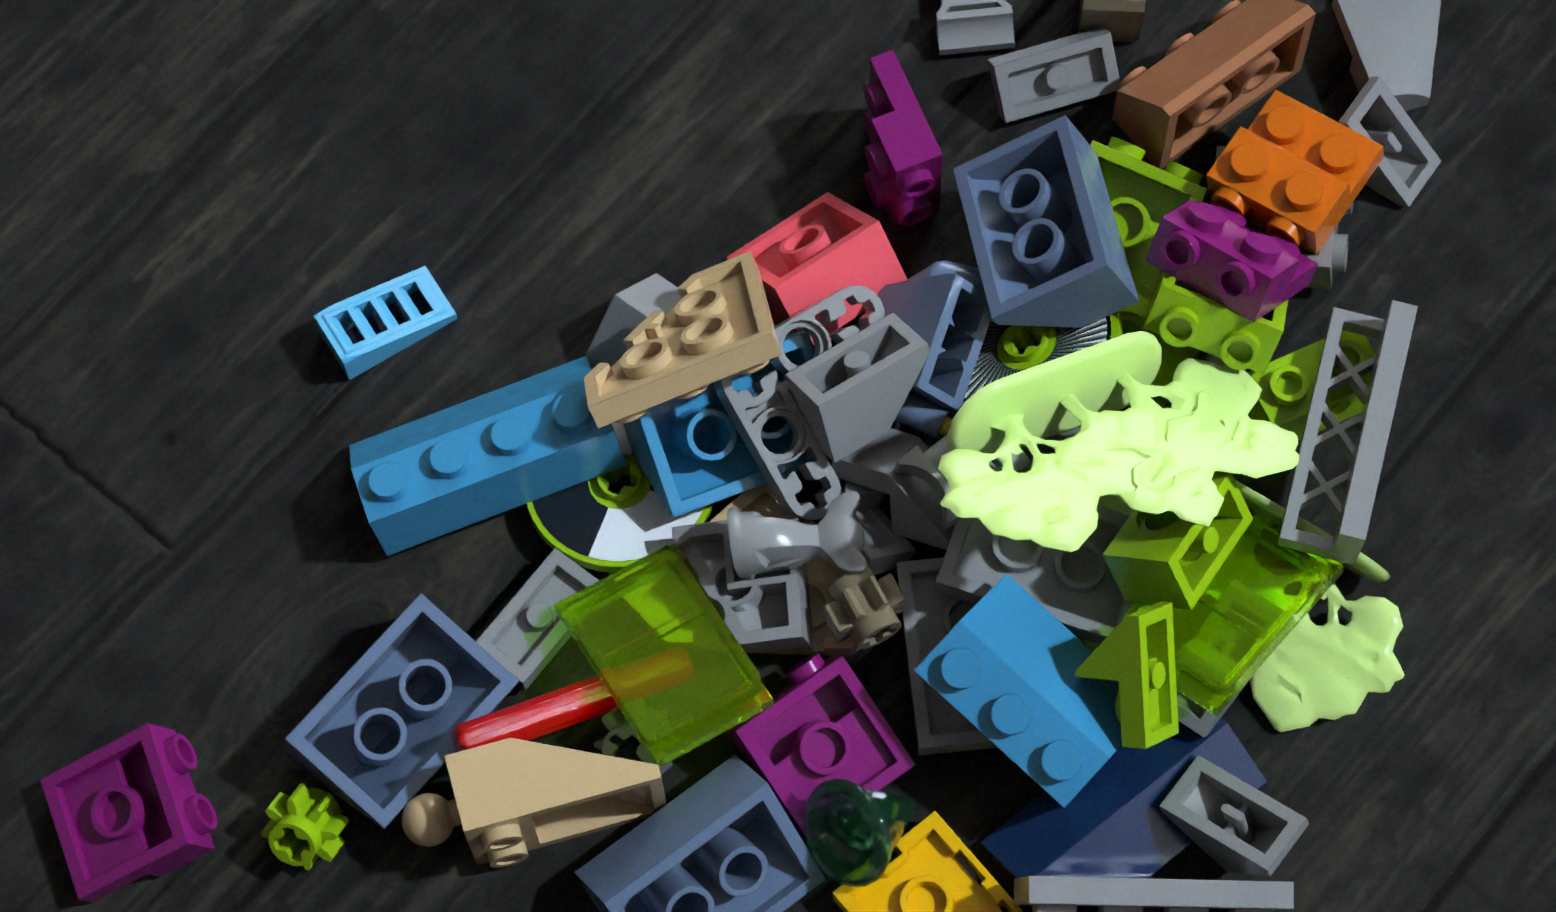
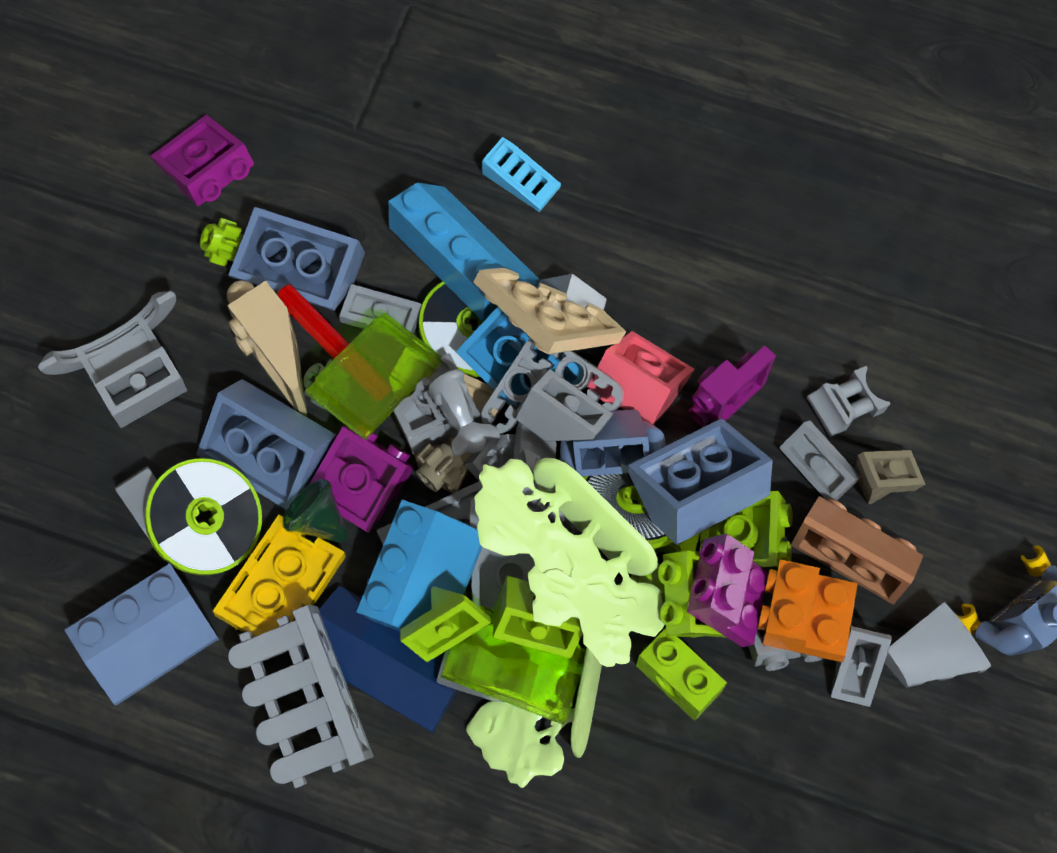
camera: 65 degrees right, 0 degrees up
(1232, 819) = (393, 713): light grey slope -> none
(1372, 435) = (649, 706): light grey fence -> none

